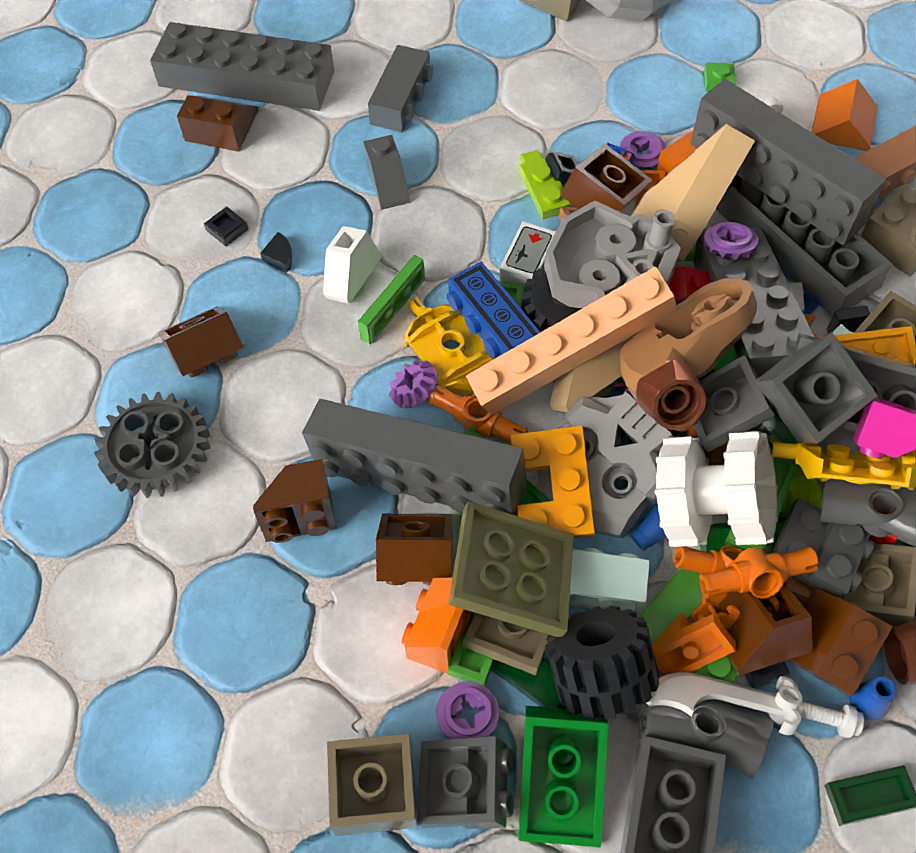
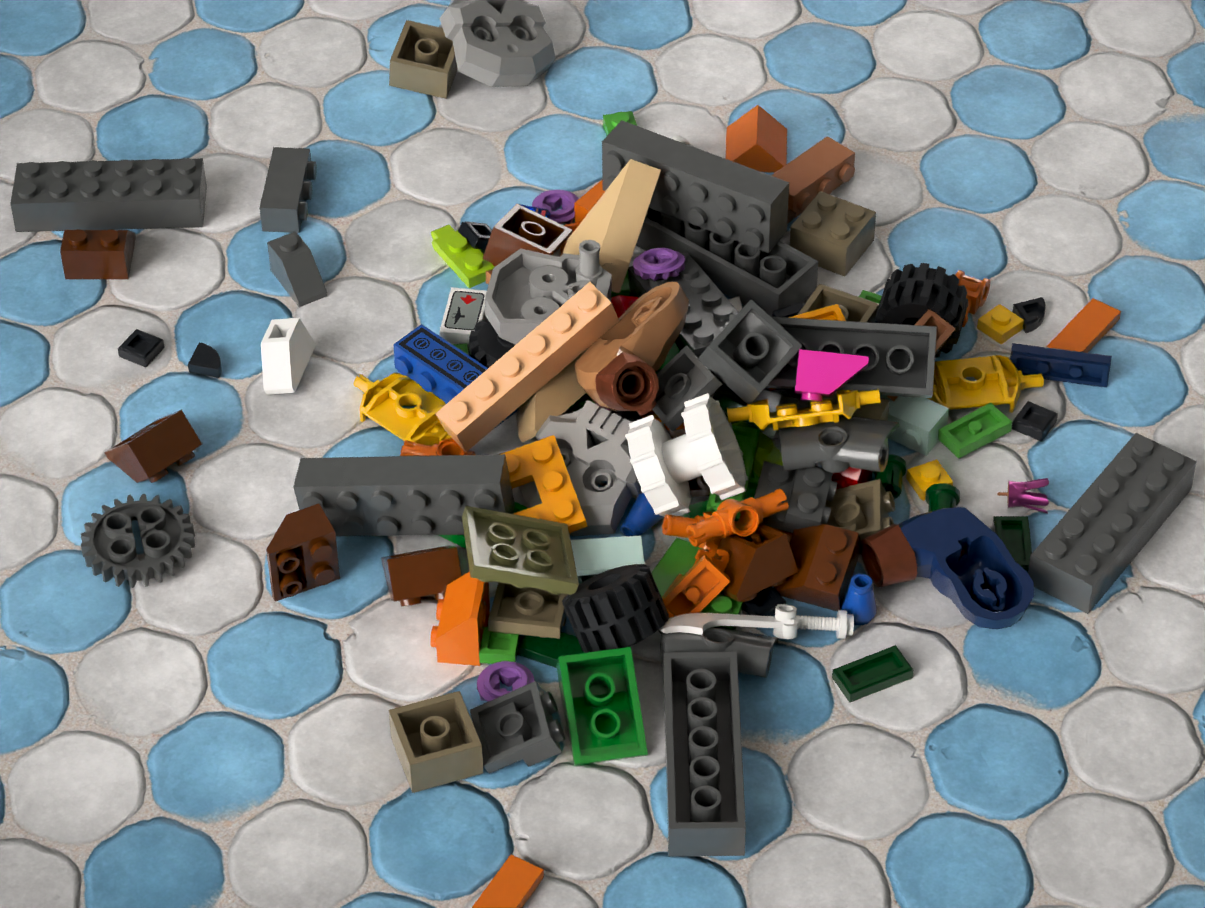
camera: 15 degrees left, 15 degrees down
(391, 300) = (337, 380): bright green tile -> none
(424, 382) = (391, 437): medium lavender gear -> none

